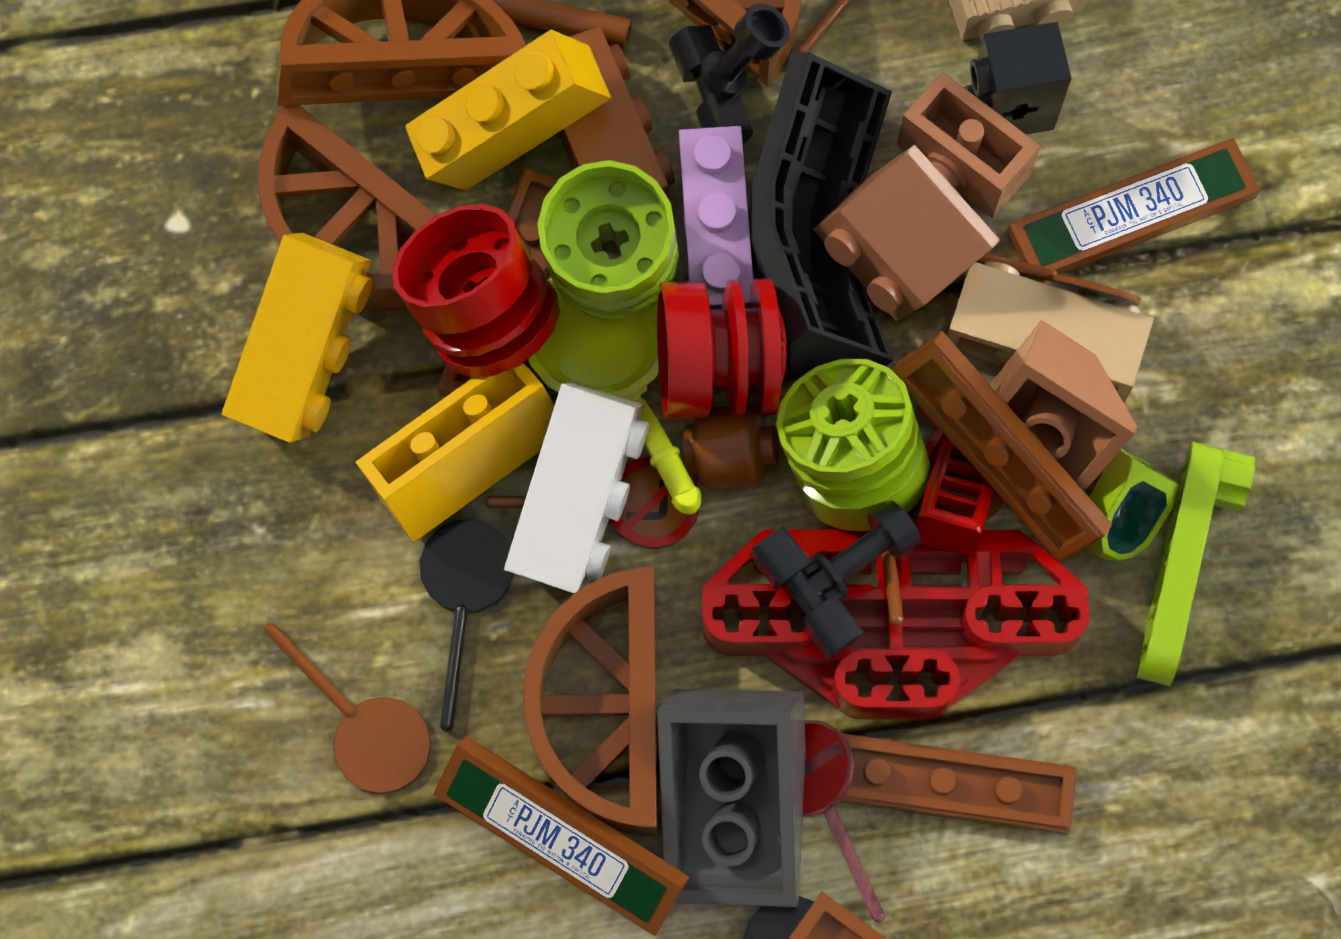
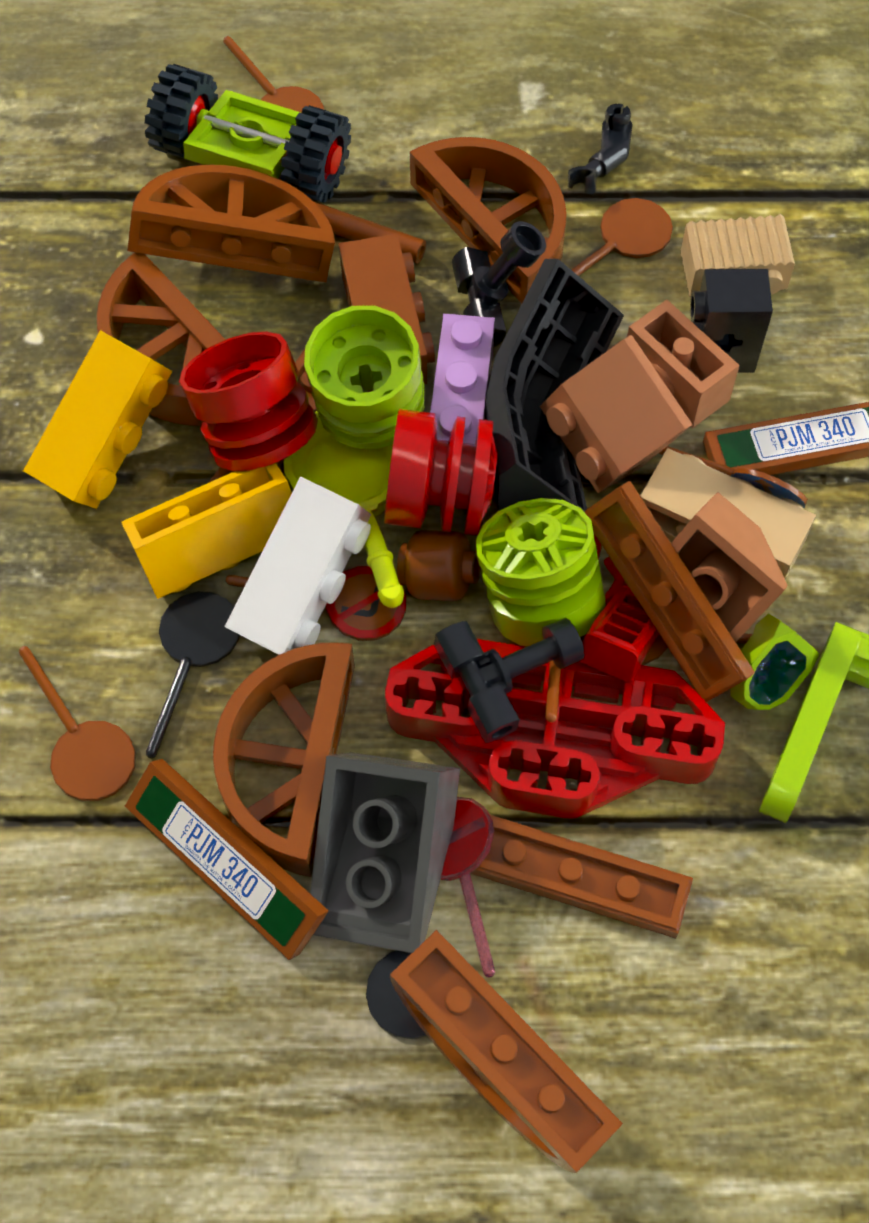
camera: 10 degrees right, 10 degrees down
(508, 111) = (309, 277): yellow brick -> none

